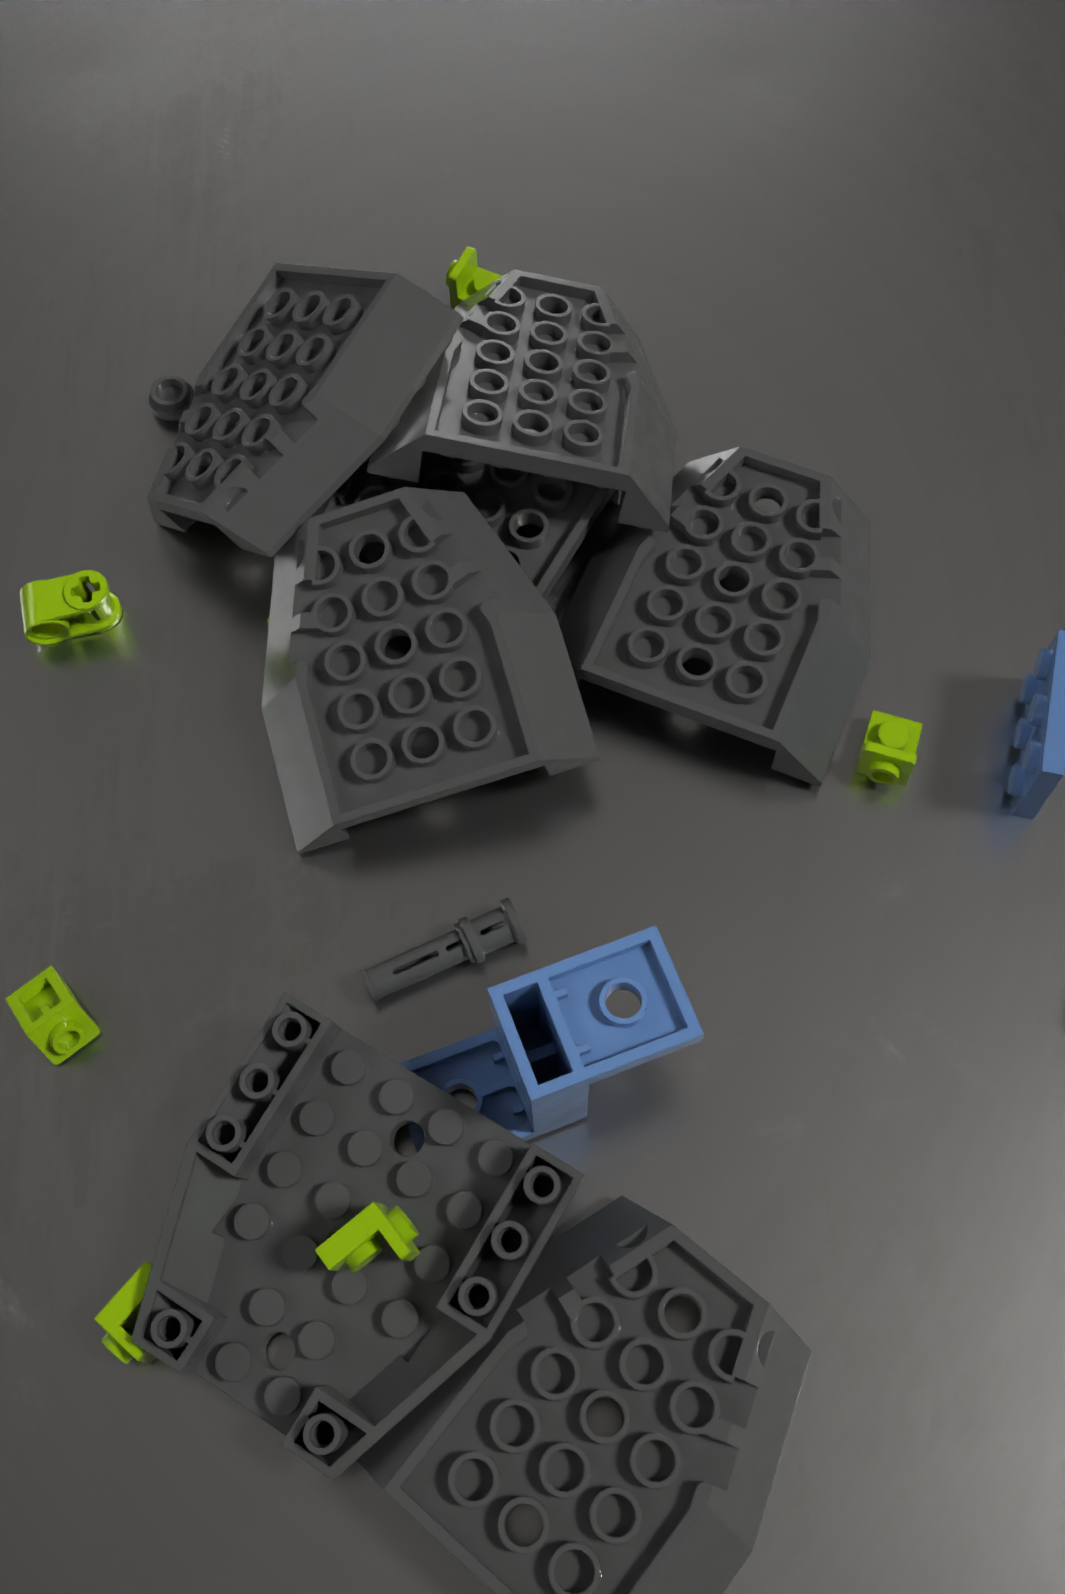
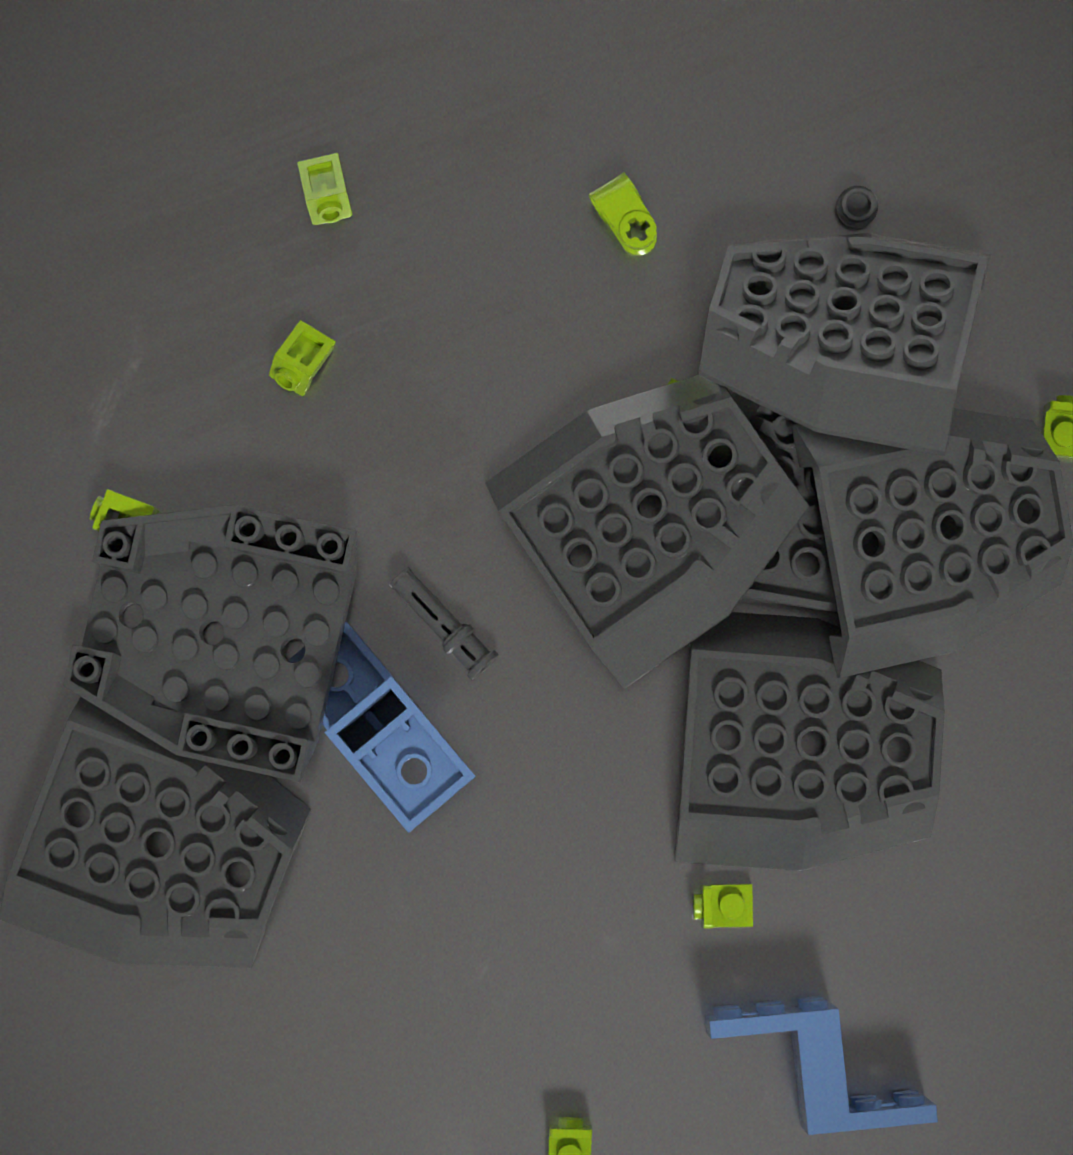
camera: 65 degrees right, 20 degrees up
(358, 1240) = (210, 646): lime bracket -> none

